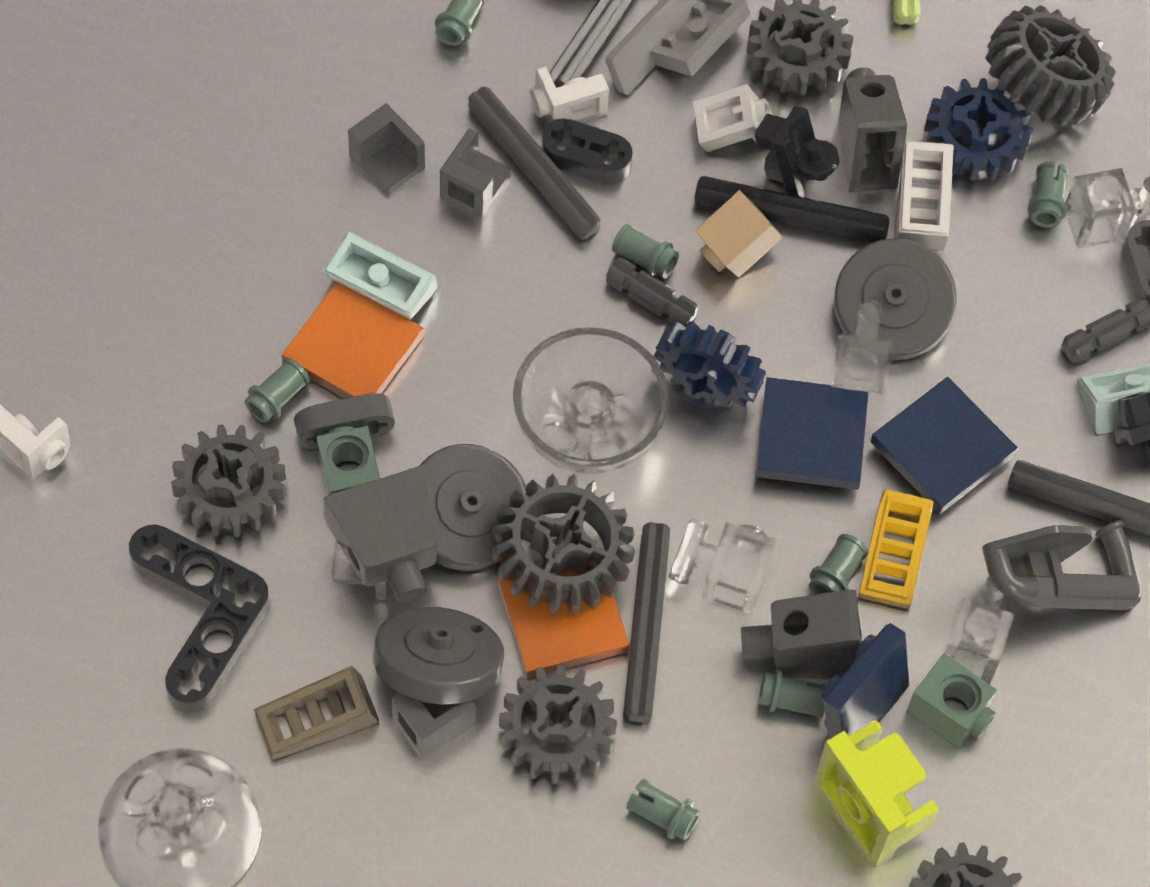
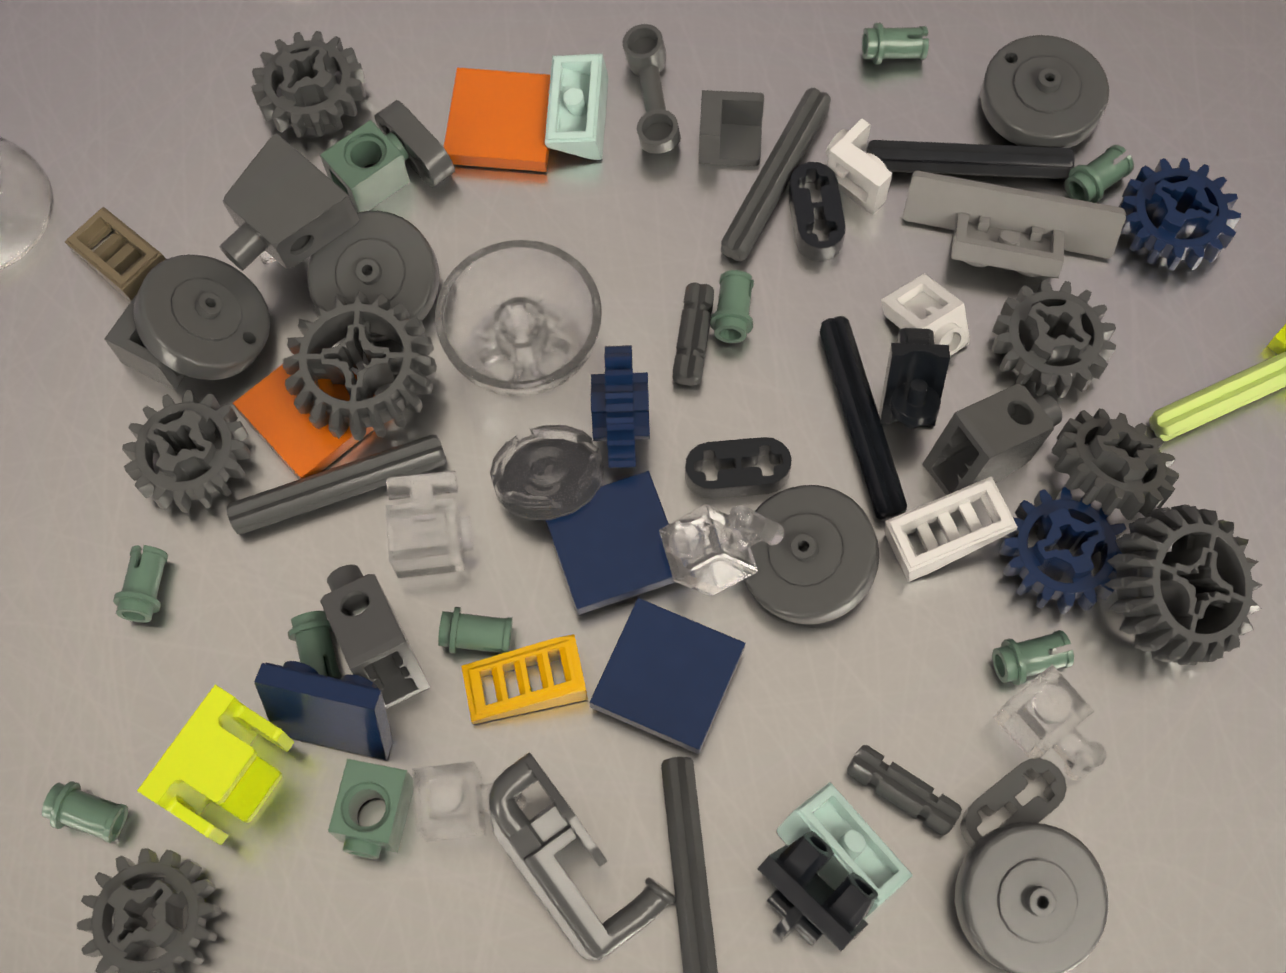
camera: 70 degrees right, 5 degrees up
(220, 611) = (185, 140): black beam -> none
(269, 397) = (419, 81): sand green pin -> none
(355, 204) = (646, 58): none -> dark grey bar
(386, 148) = (714, 49): dark grey panel -> none
(727, 452) = (547, 472): none -> clear tile
(737, 235) = (793, 374): tan brick -> none
(799, 321) = (737, 455): none -> black beam
(930, 58) = (1114, 463): none -> dark grey gear

